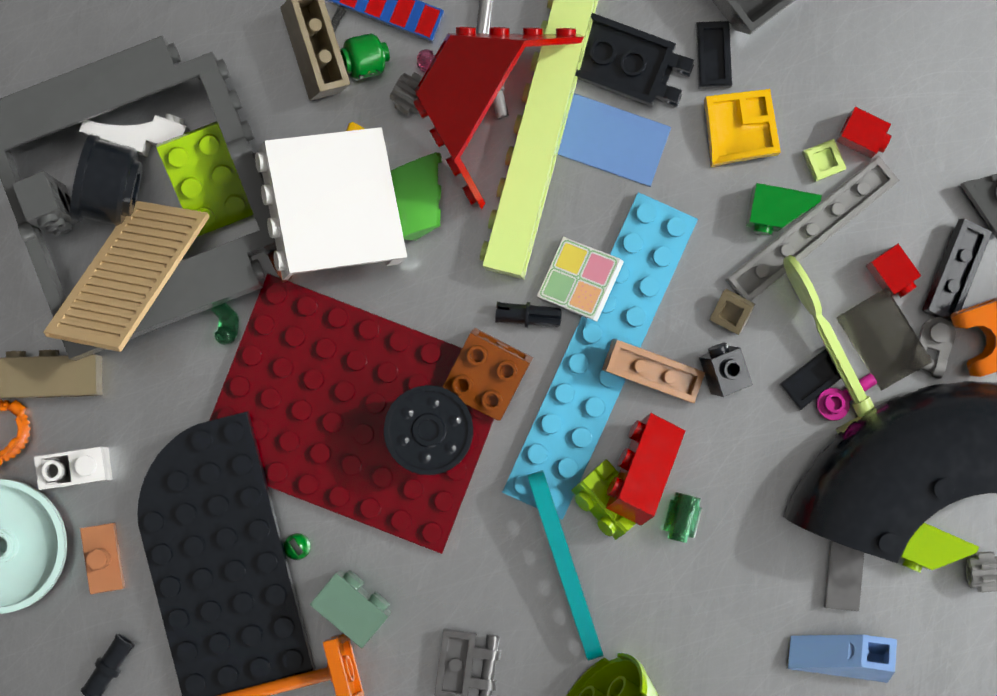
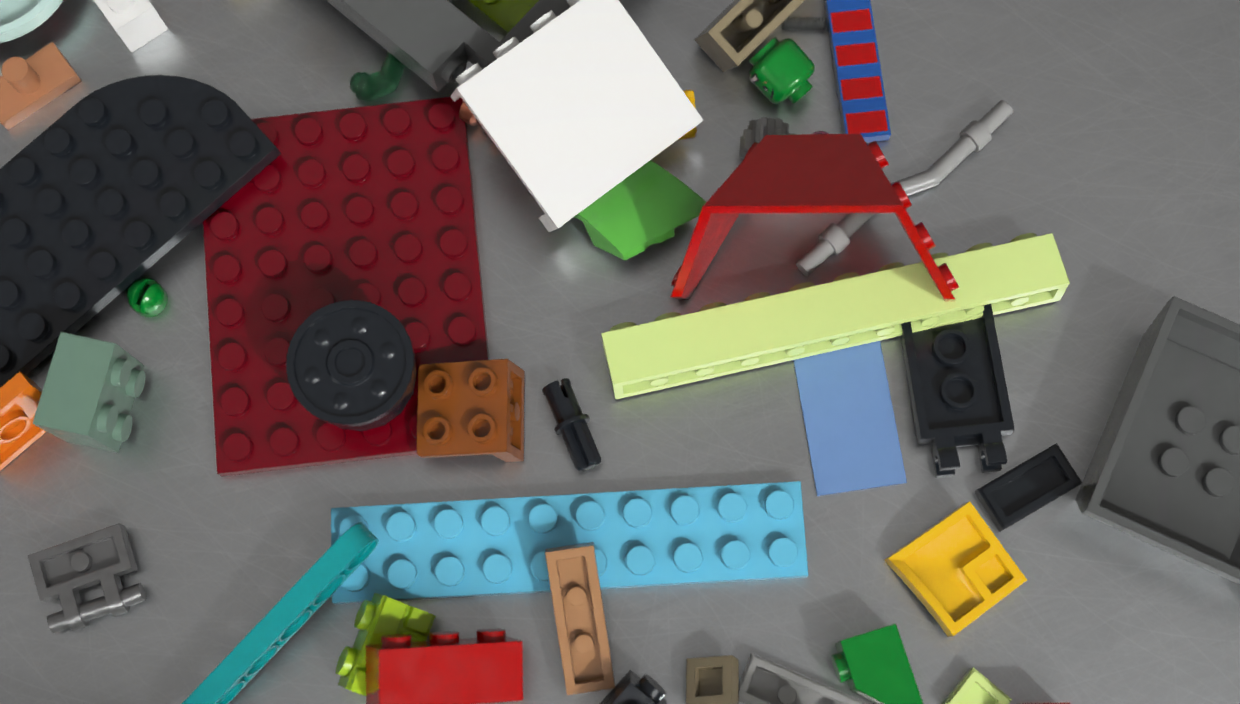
camera: 65 degrees right, 10 degrees down
(580, 279) = (650, 465): tile -> none

